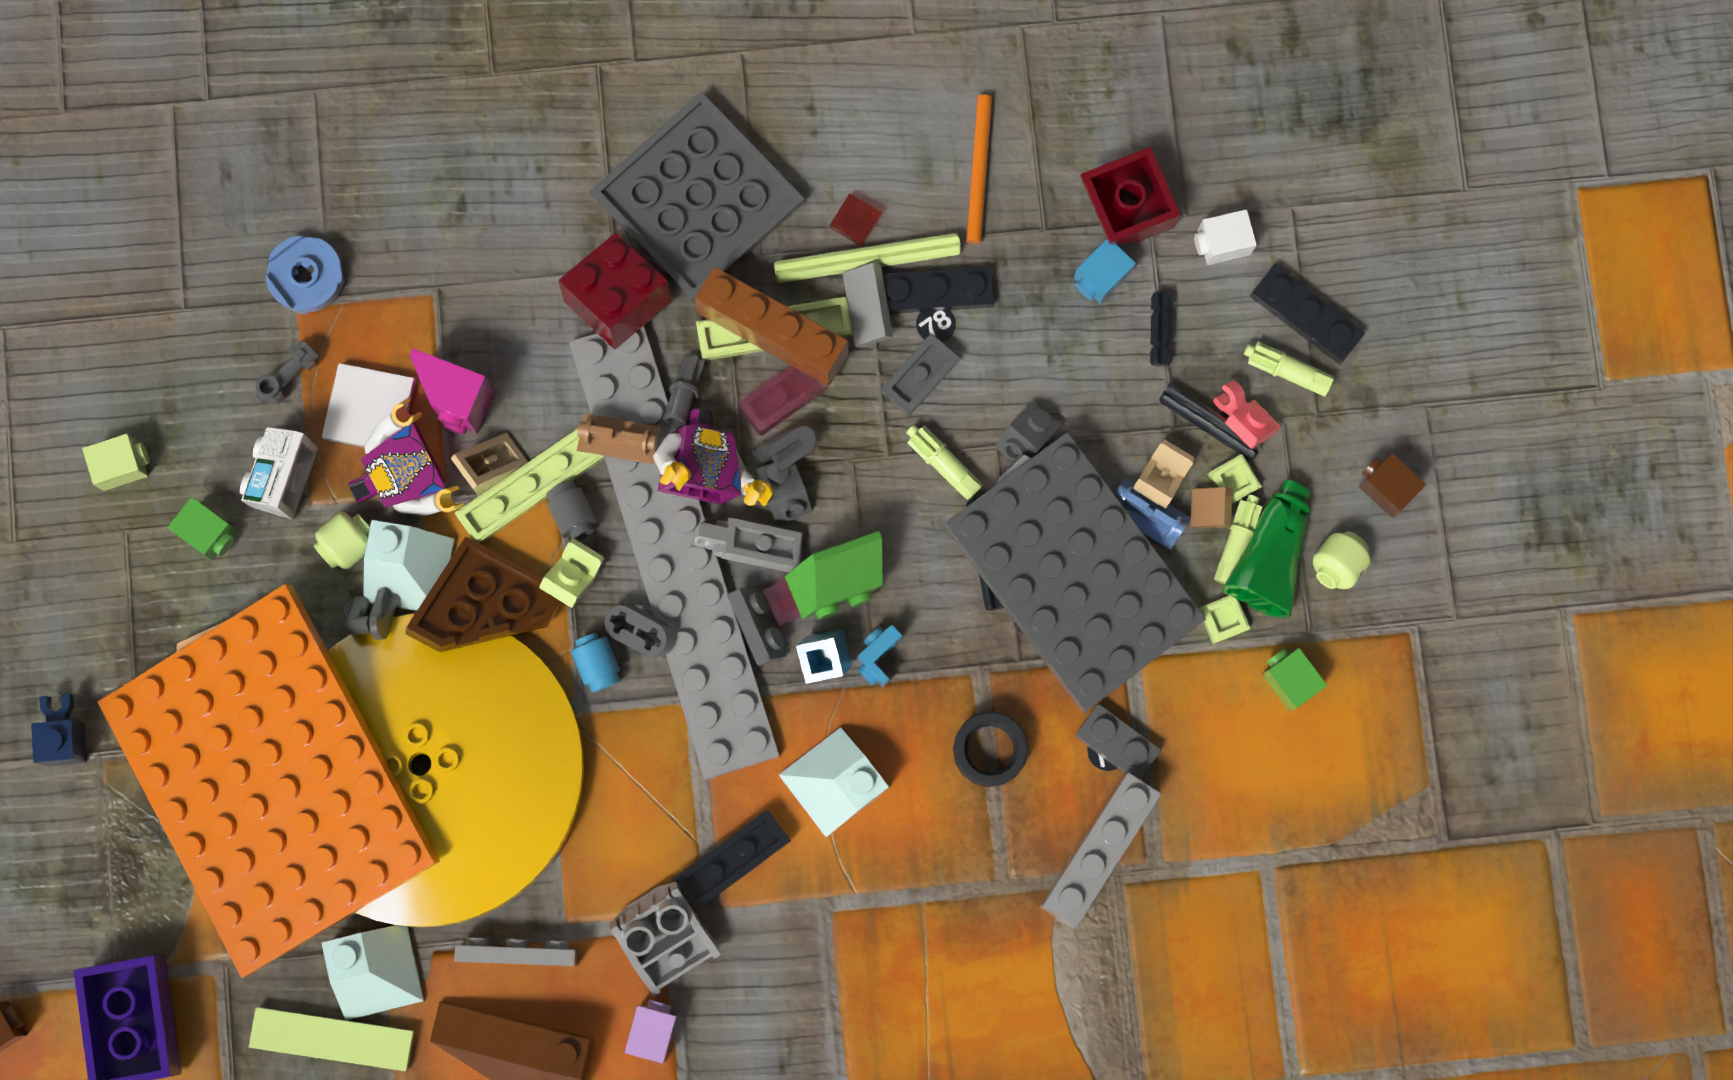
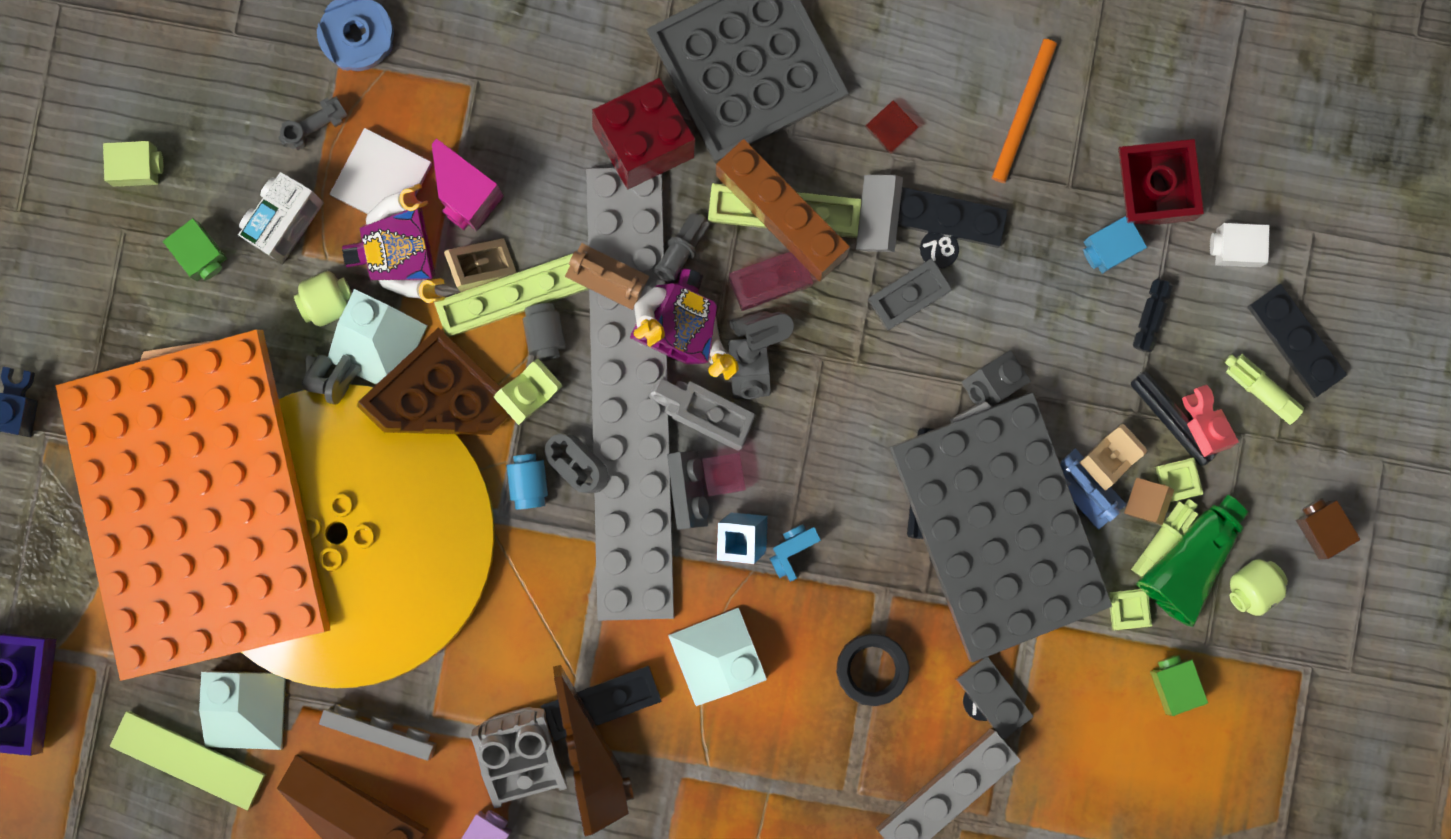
camera: 20 degrees right, 5 degrees up
(746, 929) = (597, 774): none -> reddish brown wedge
(837, 577) = (775, 468): bright green slope -> none
(884, 254) = (888, 165): yellowish green axle -> none
(941, 459) = (907, 382): yellowish green piece -> none

